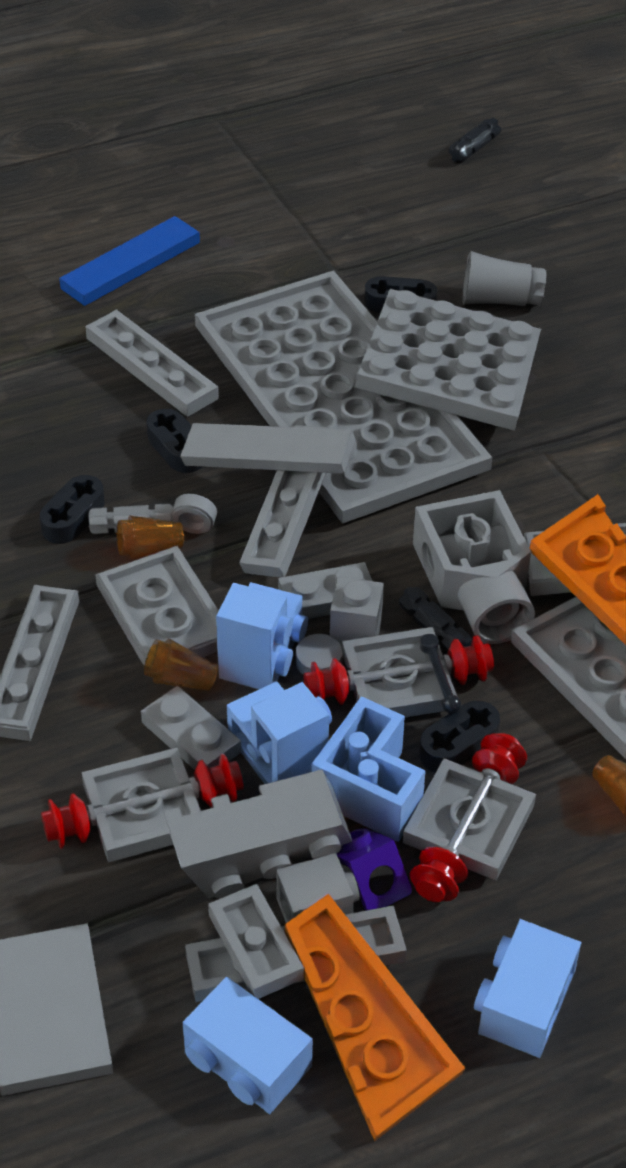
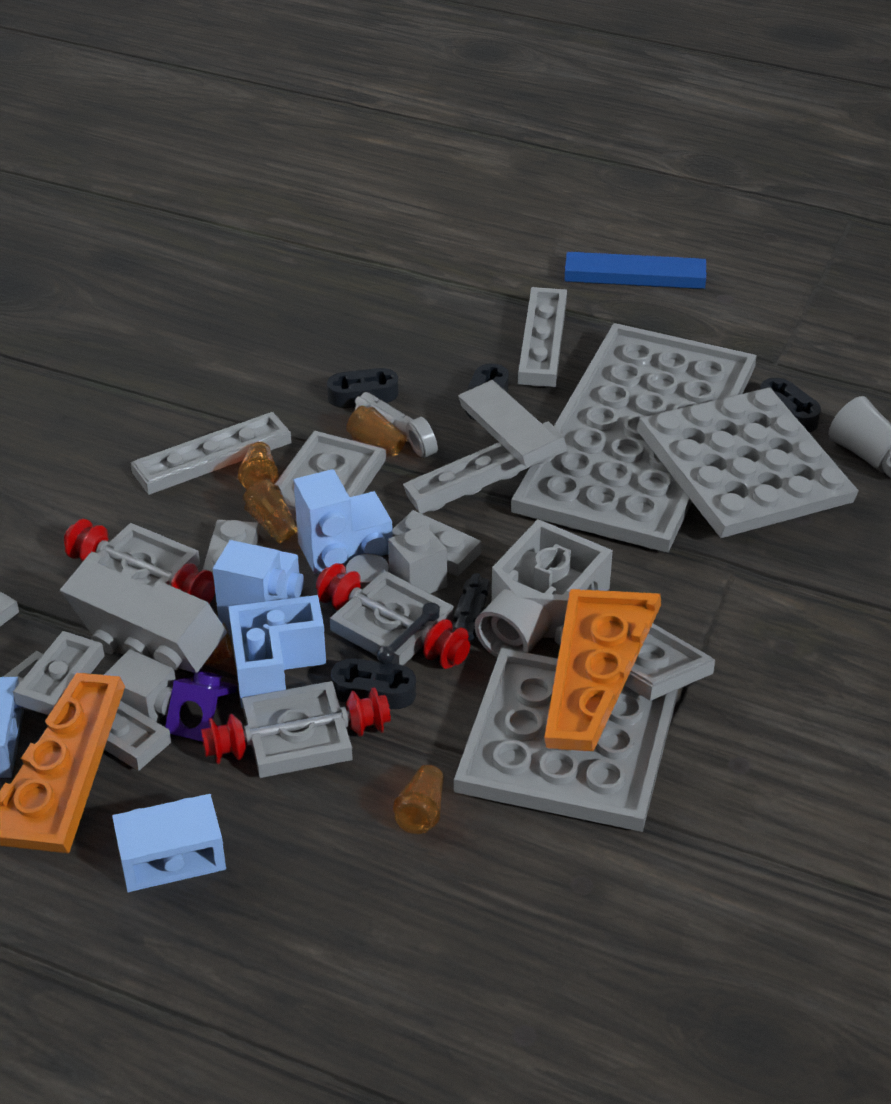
camera: 50 degrees right, 5 degrees down
(104, 640) = (257, 465): none -> clear orange cone

